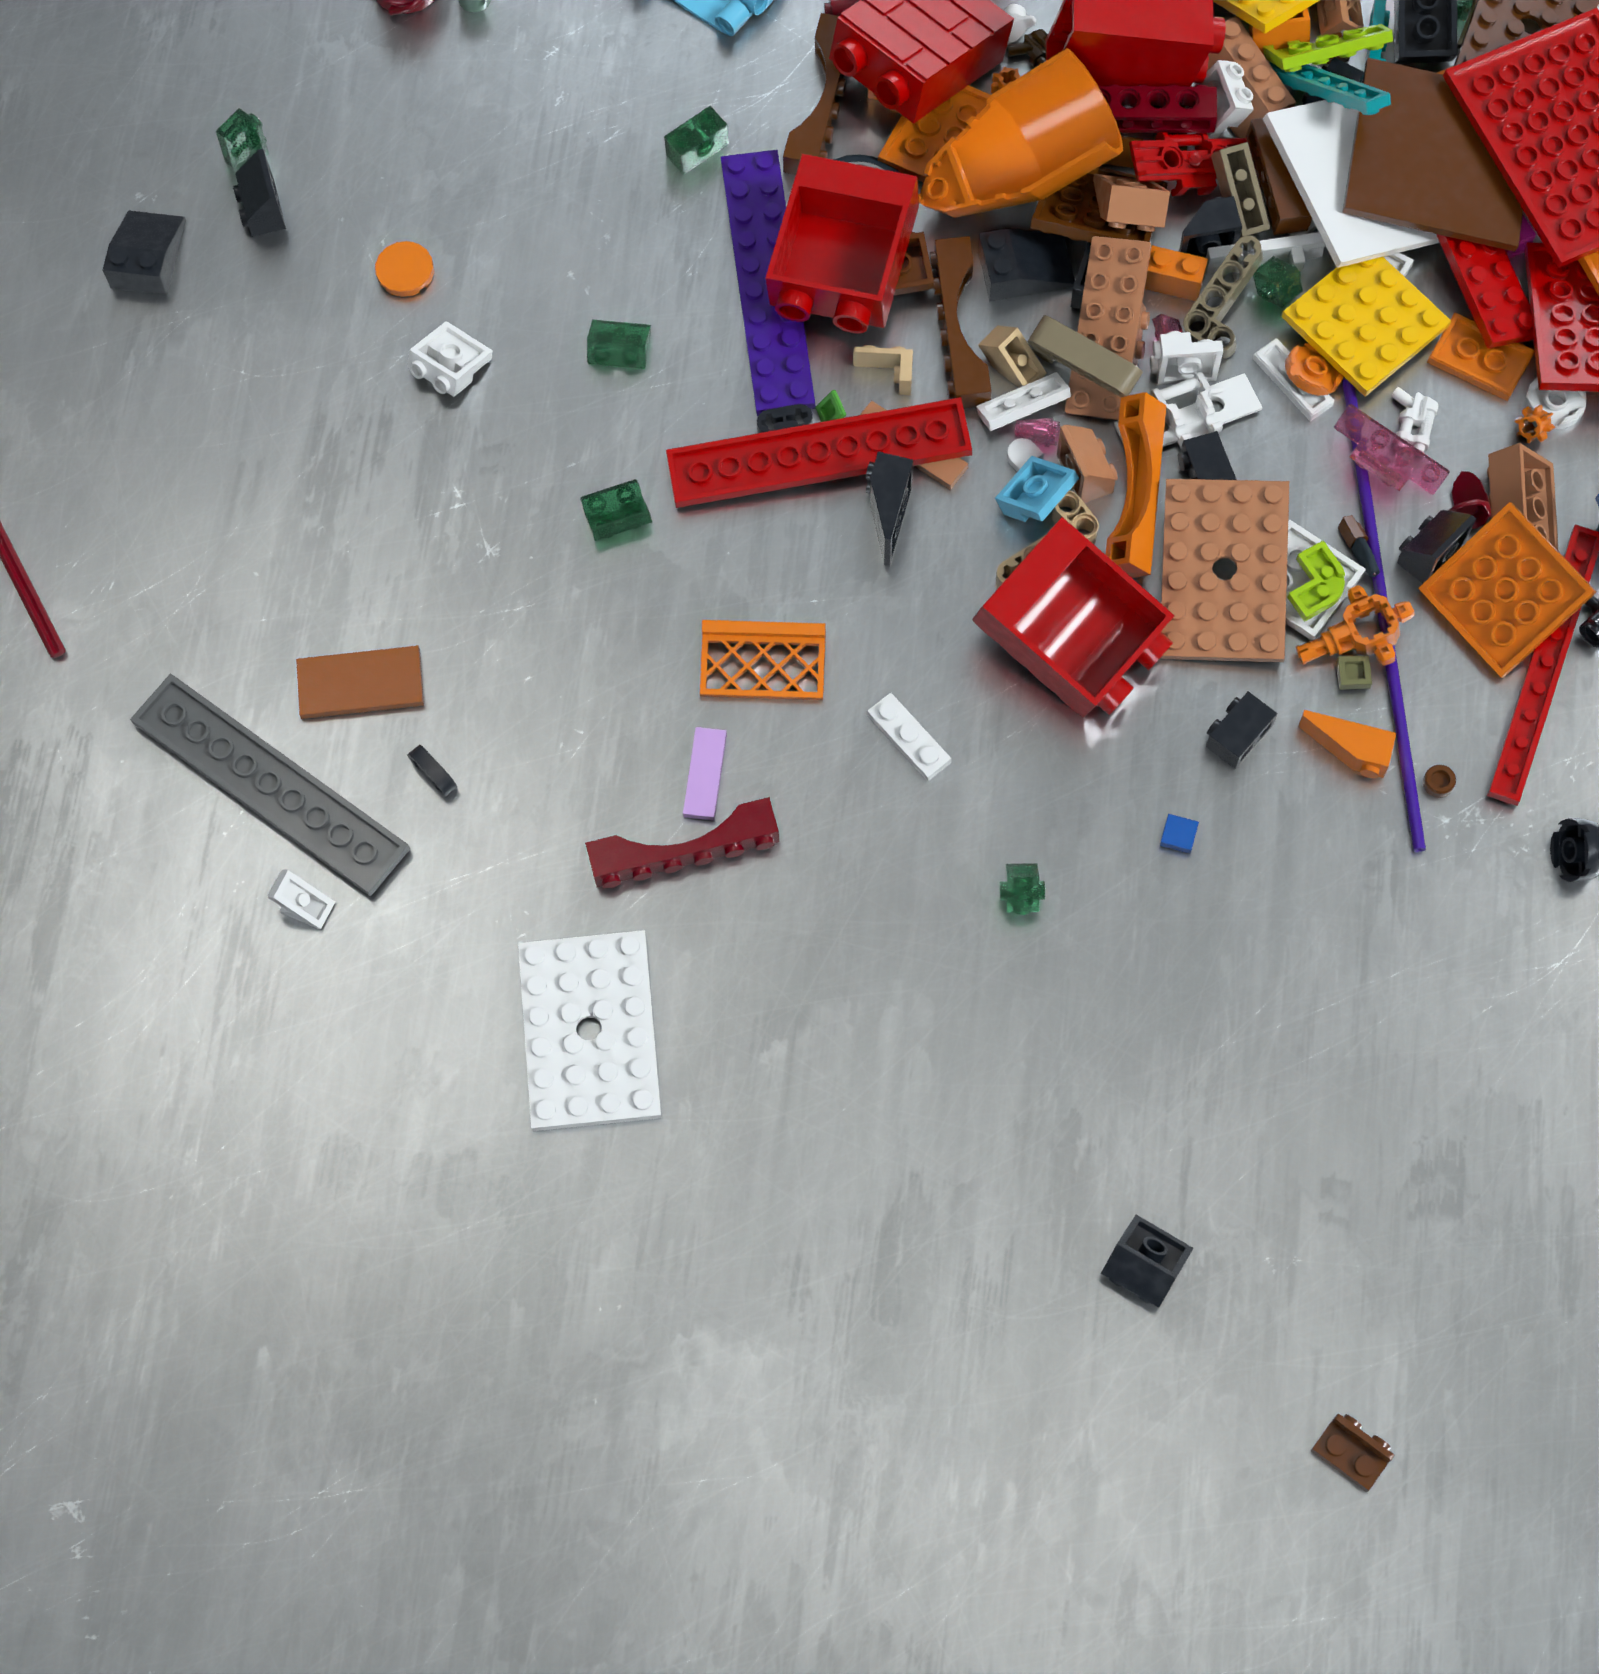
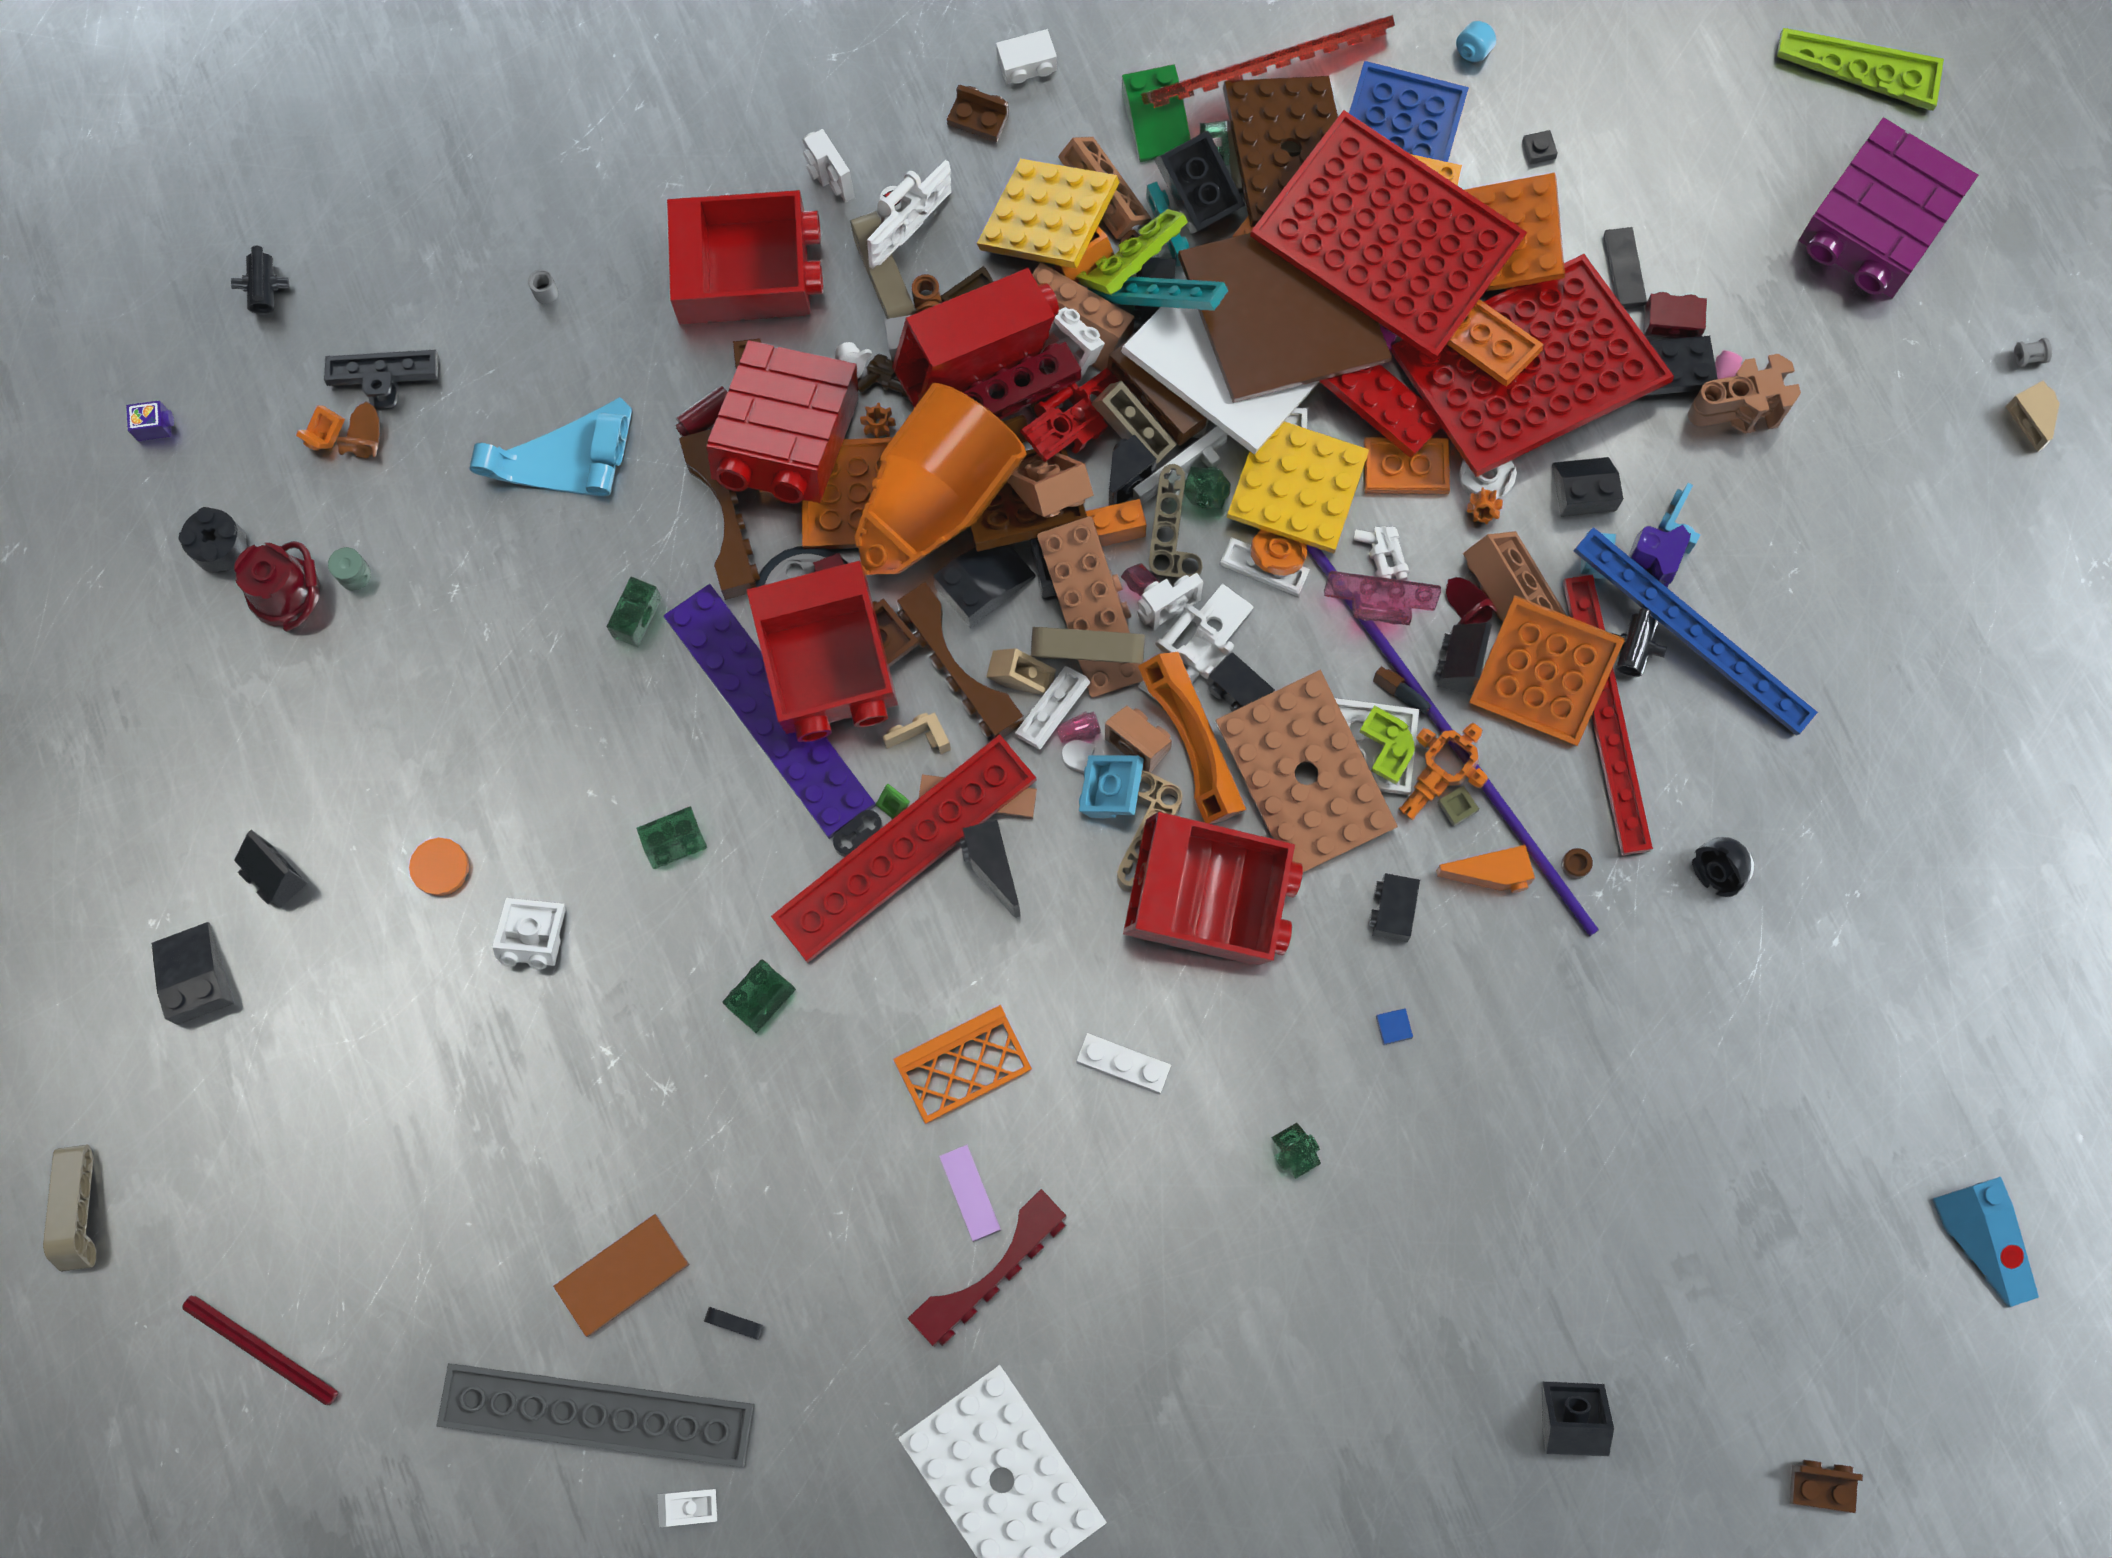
camera: 30 degrees left, 5 degrees up
(240, 136) = (217, 823): clear green bracket -> none

